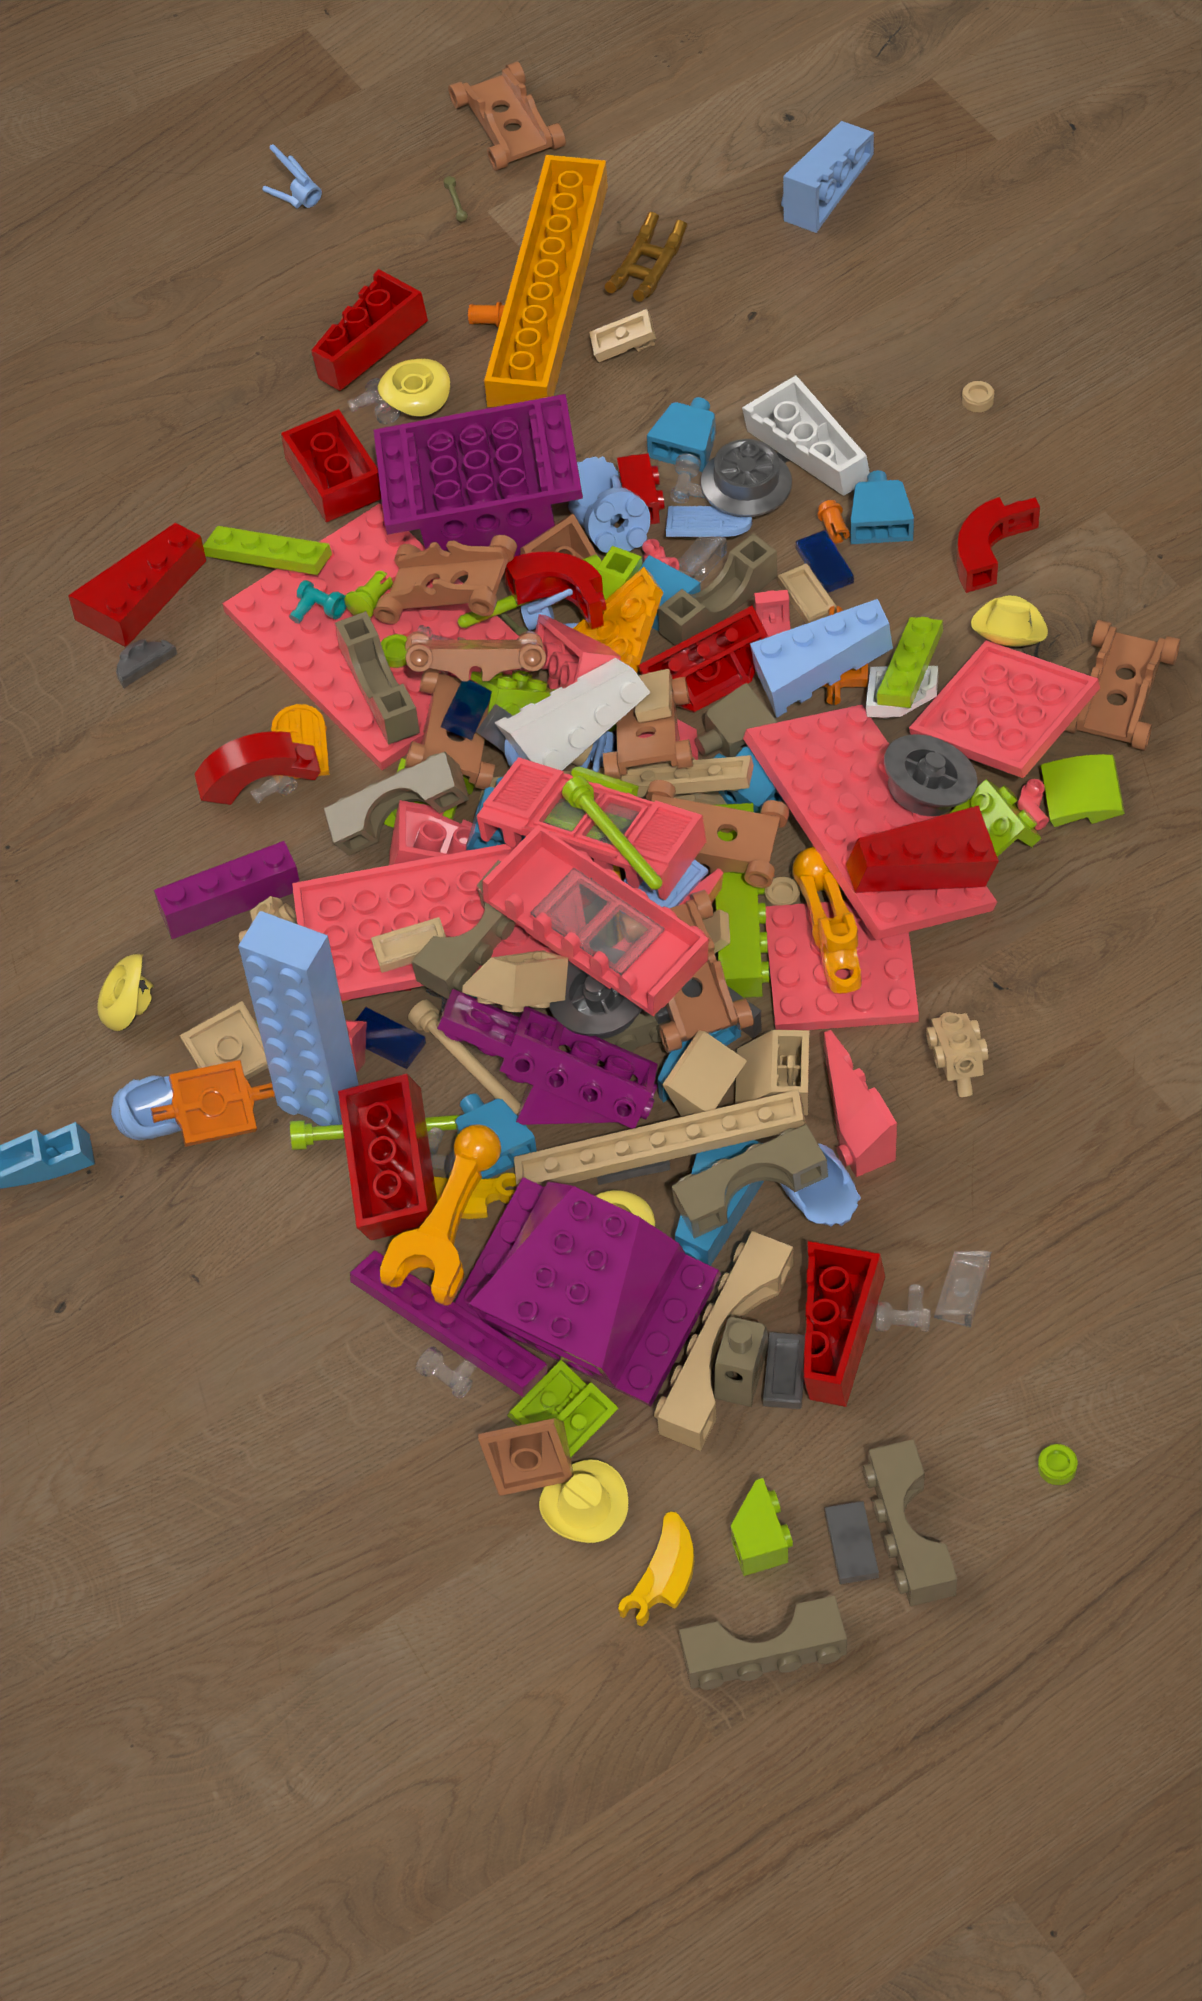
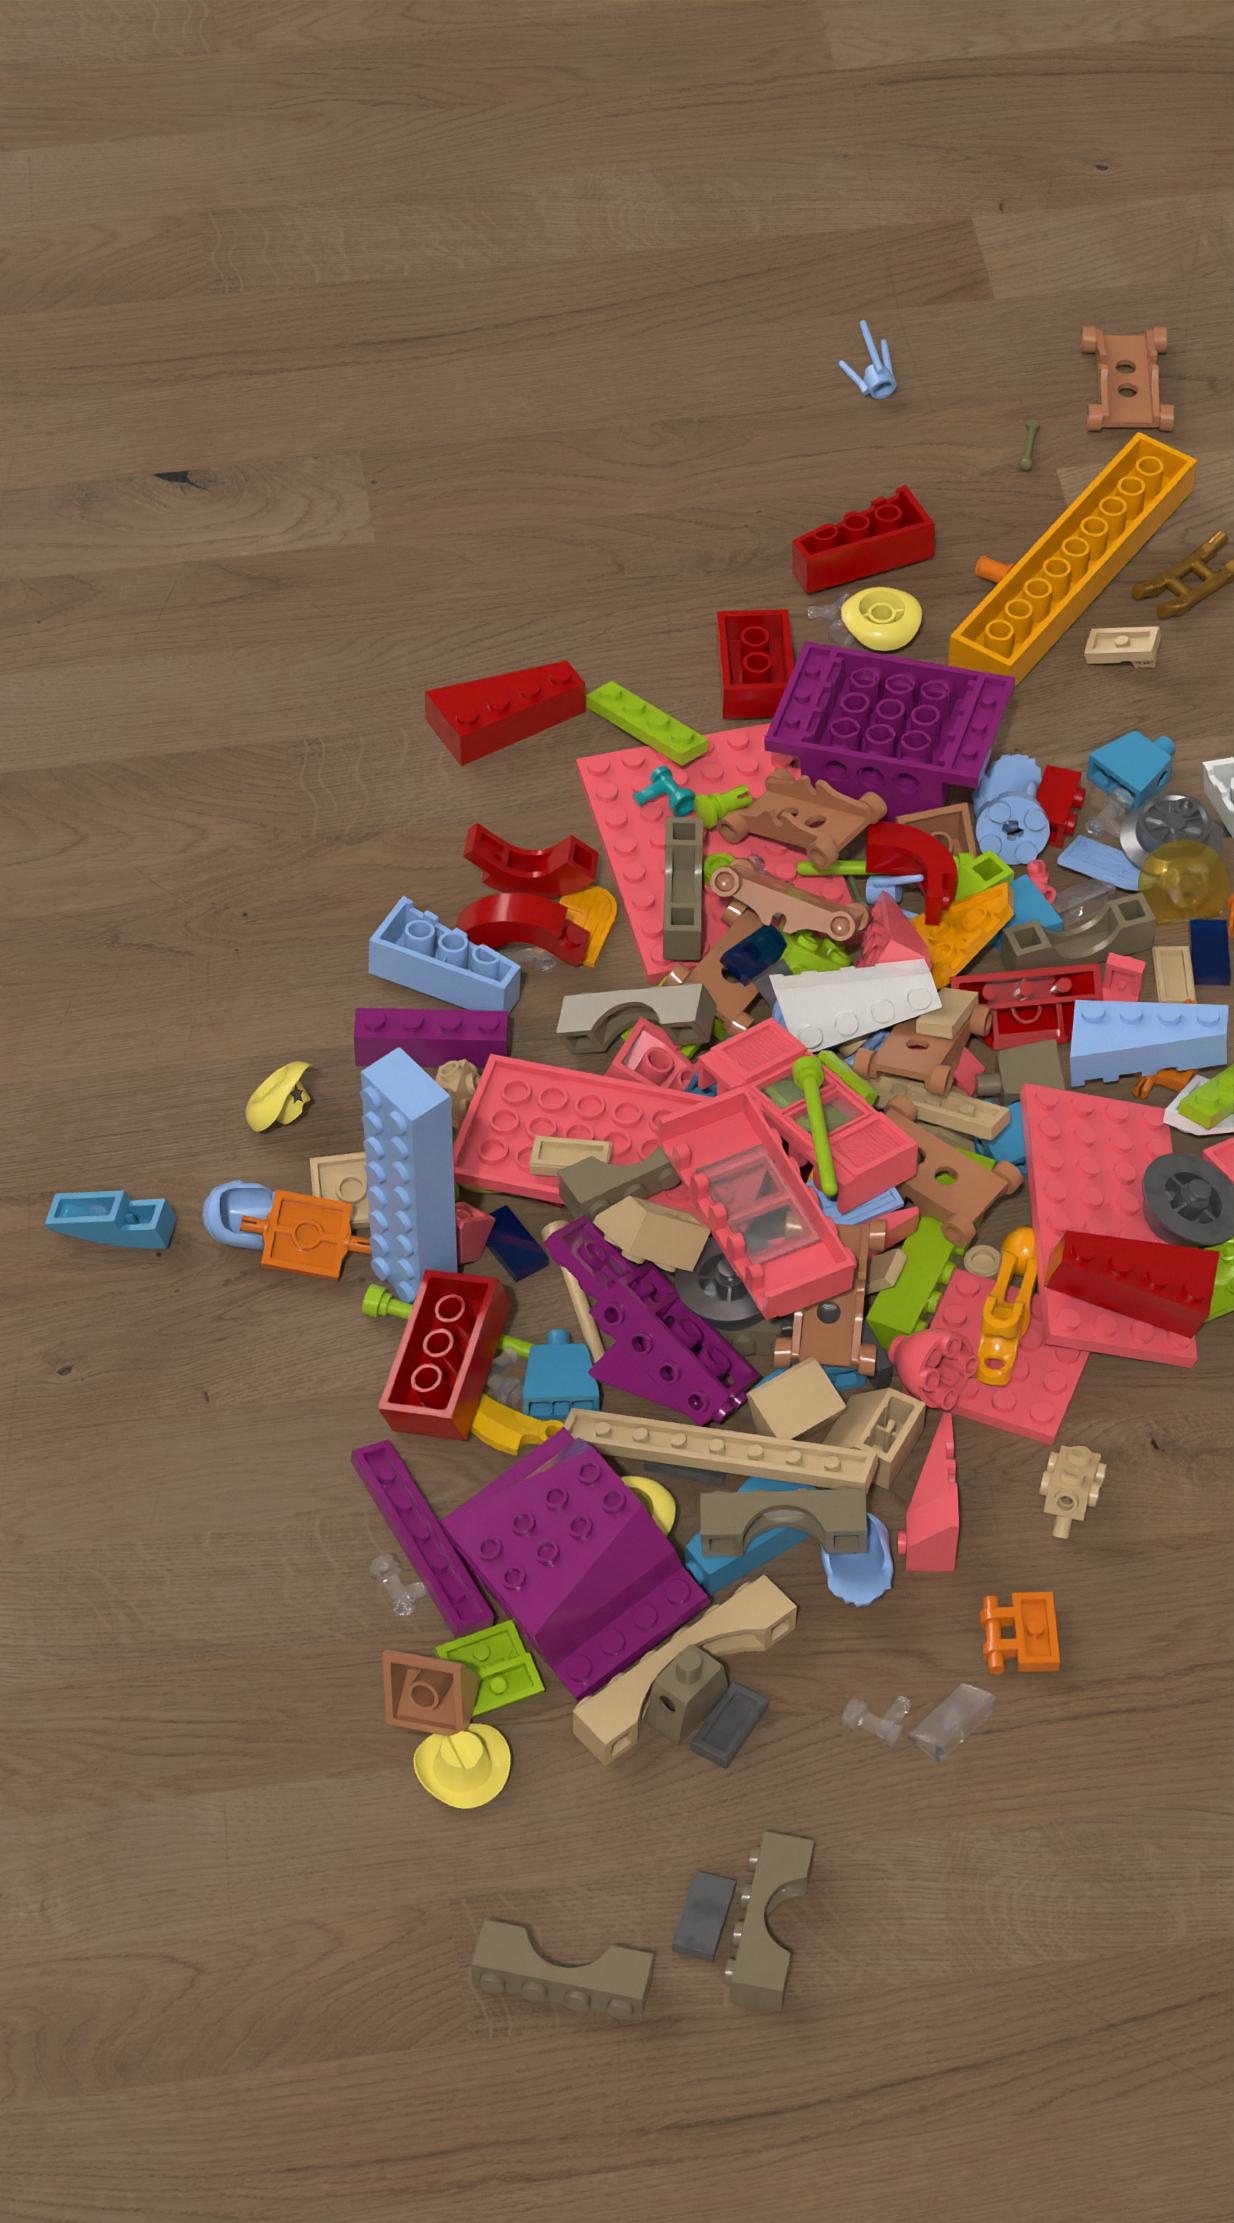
camera: 20 degrees right, 5 degrees down
(142, 658) = (469, 782): flat silver tile -> none
(204, 822) = (441, 962): none -> light blue wedge
(238, 714) = (541, 872): none -> red arch
(434, 1241) = (448, 1450): light orange piece -> none
(667, 1573) = (505, 1867): yellow piece -> none
(757, 1534) = (613, 1864): lime slope -> none
(777, 511) = (1184, 882): none -> clear yellow hat
(797, 995) = (934, 1365): none -> coral piece
(839, 1314) = (804, 1695): red wedge -> none
(990, 1184) = (1034, 1629): none -> orange plate
(1057, 1464) = (952, 1931): lime tile -> none

